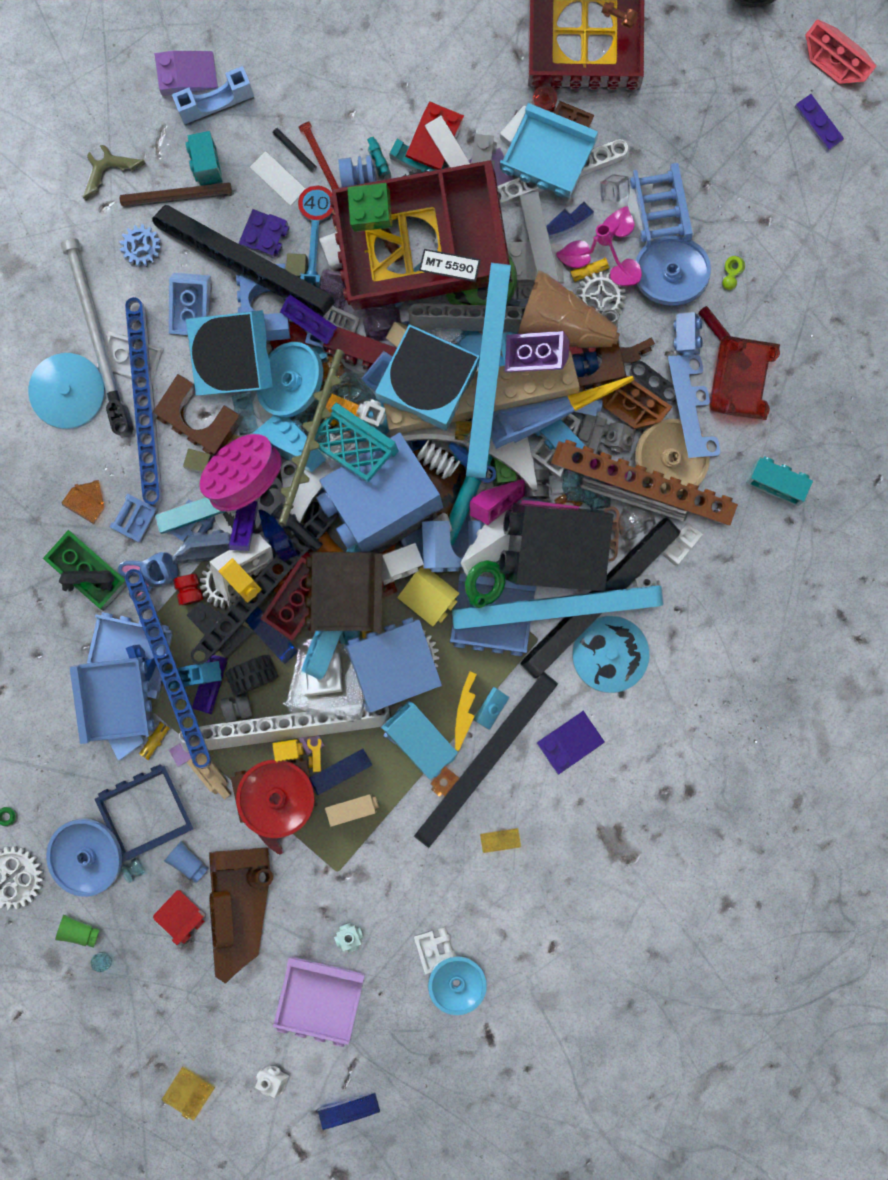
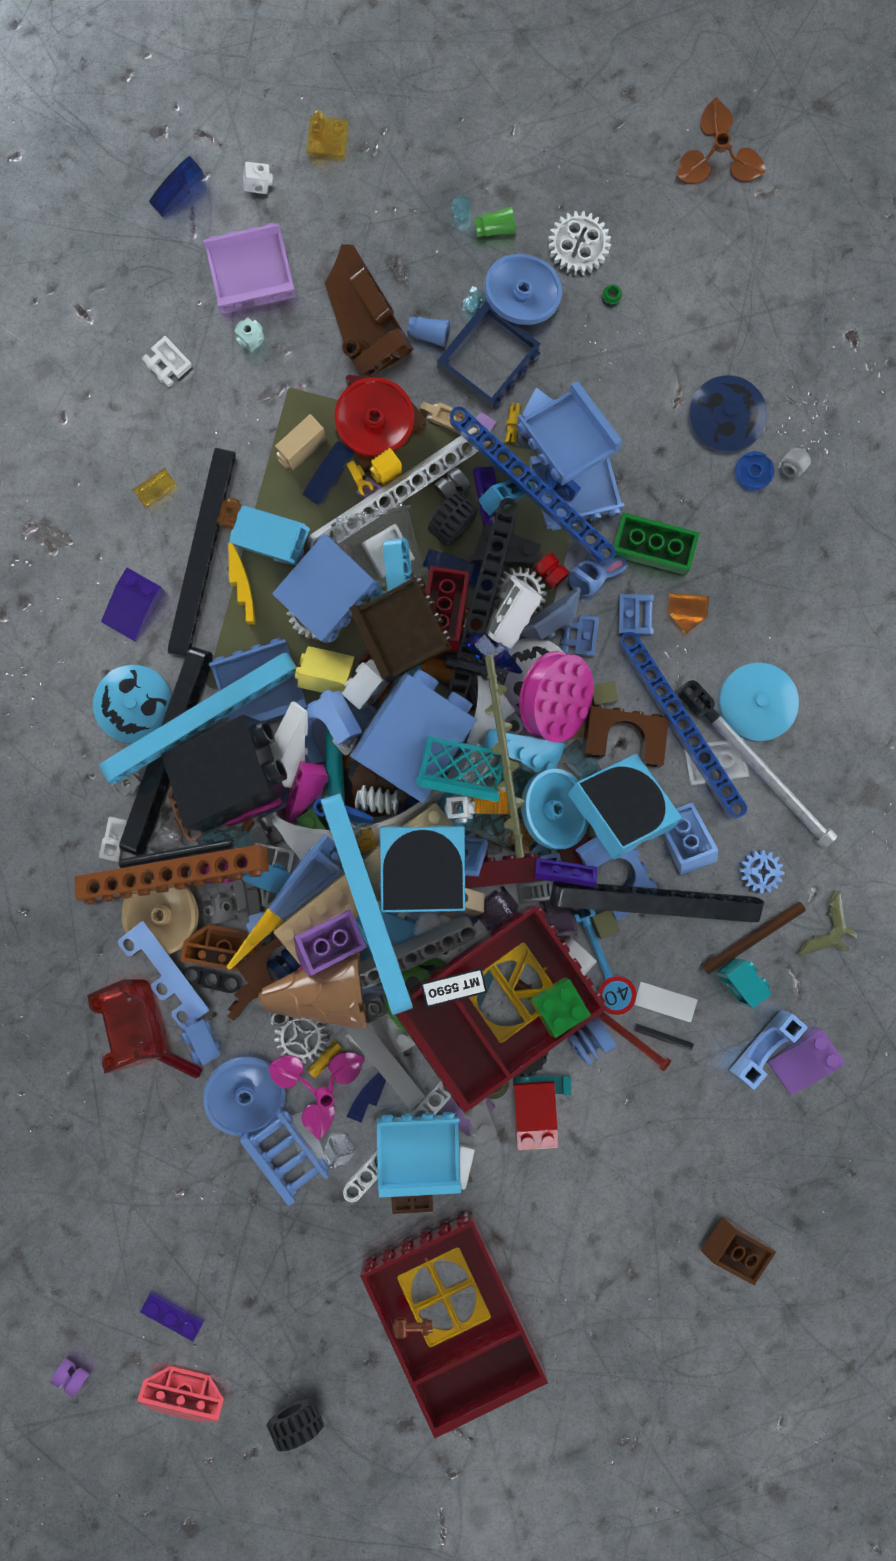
camera: 145 degrees right, 0 degrees up
(70, 578) = (635, 539): black piece -> none
(179, 917) = (410, 280): red bracket -> none
(186, 515) = (591, 635): tile -> none
(239, 580) = (504, 591): yellow slope -> none
(243, 527) = (526, 643): dark purple plate -> none
(264, 233) = (651, 941): dark purple plate -> none
(381, 164) = (583, 1070): teal plate -> none
(446, 143) = (518, 1111): white tile -> none
(460, 998) = (123, 330): medium azure dish -> none
(470, 584) = (276, 688): green piece -> none
(491, 708) = (219, 600): medium azure plate -> none
(545, 98) = (447, 1206): clear red wheel -> none
(730, 282) = (185, 1113): lime plate -> none
(780, 480) = (46, 942): teal brick -> none

